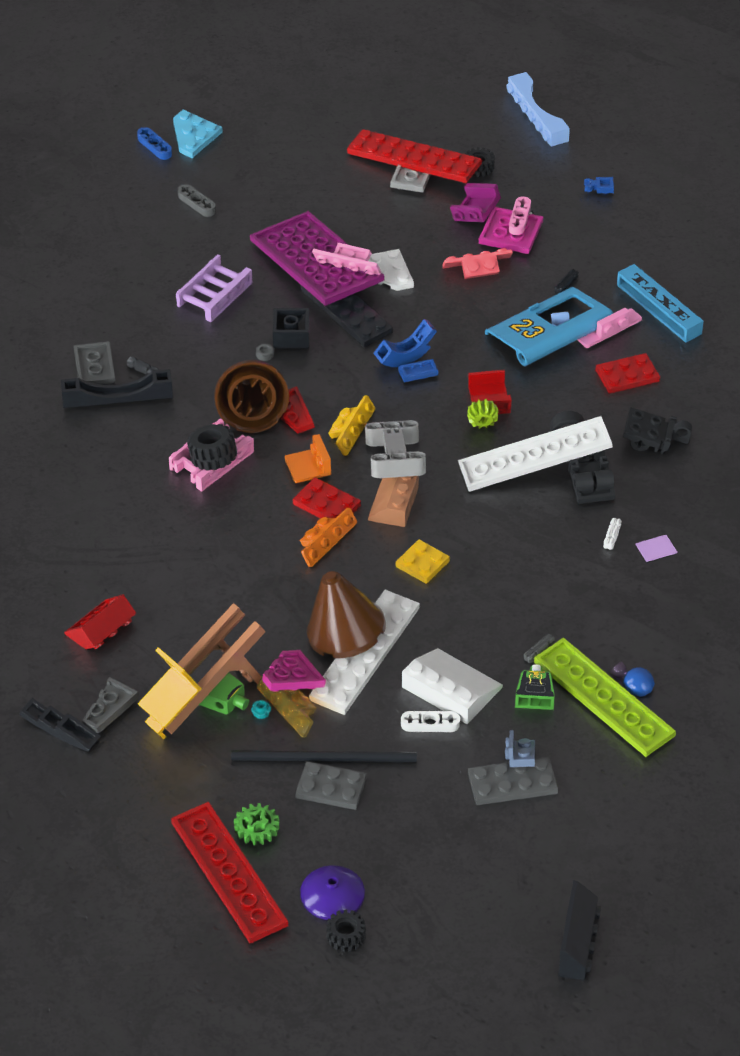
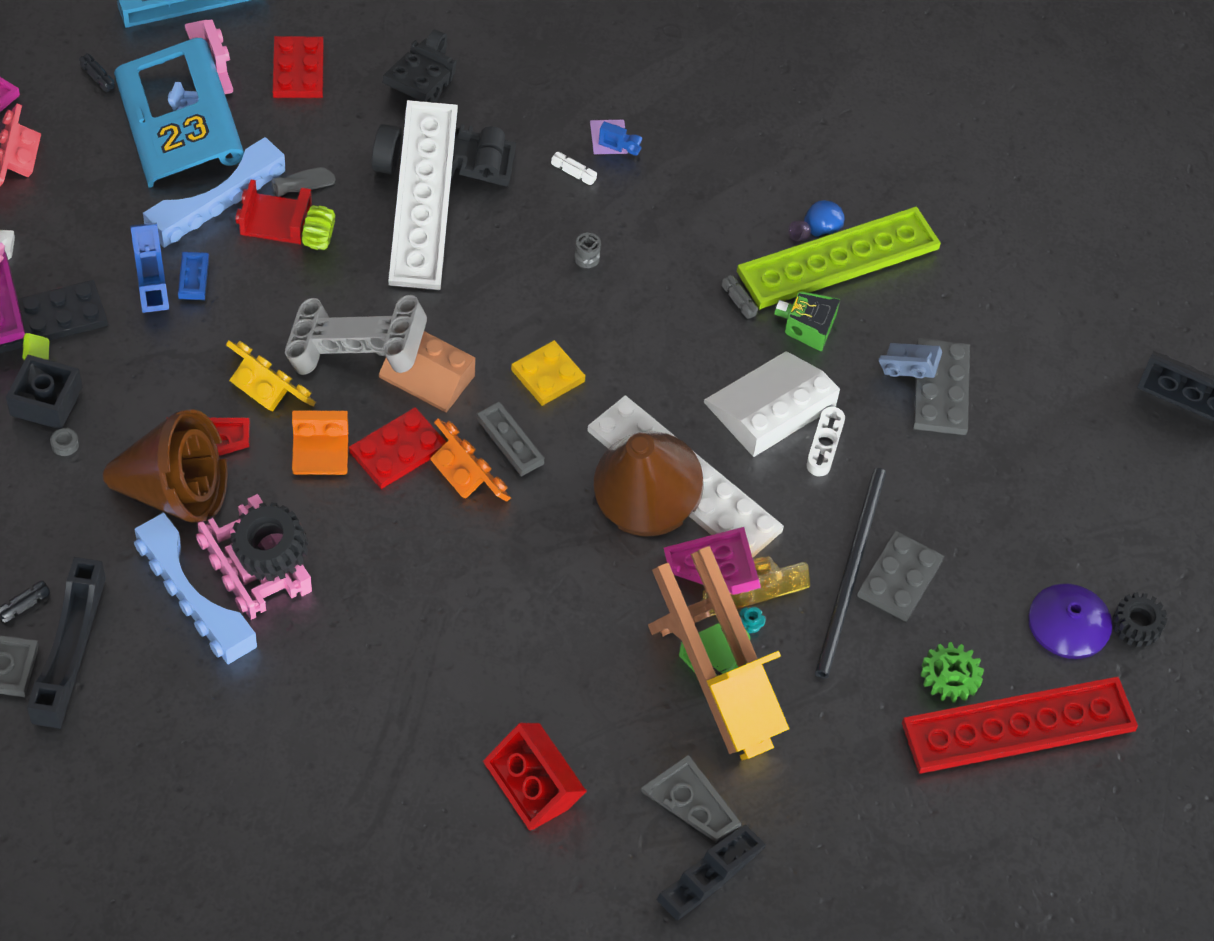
camera: 80 degrees left, 10 degrees up
(152, 455) = (226, 629): none -> light blue arch
(323, 316) = (35, 346): none -> lime slope
(355, 552) = (510, 438): none -> dark grey plate
(519, 373) = (178, 217): none -> light blue arch
(526, 401) = (310, 179): none -> dark grey piece
(536, 554) = (587, 250): none -> dark grey wheel
(650, 545) = (616, 138): none -> blue plate

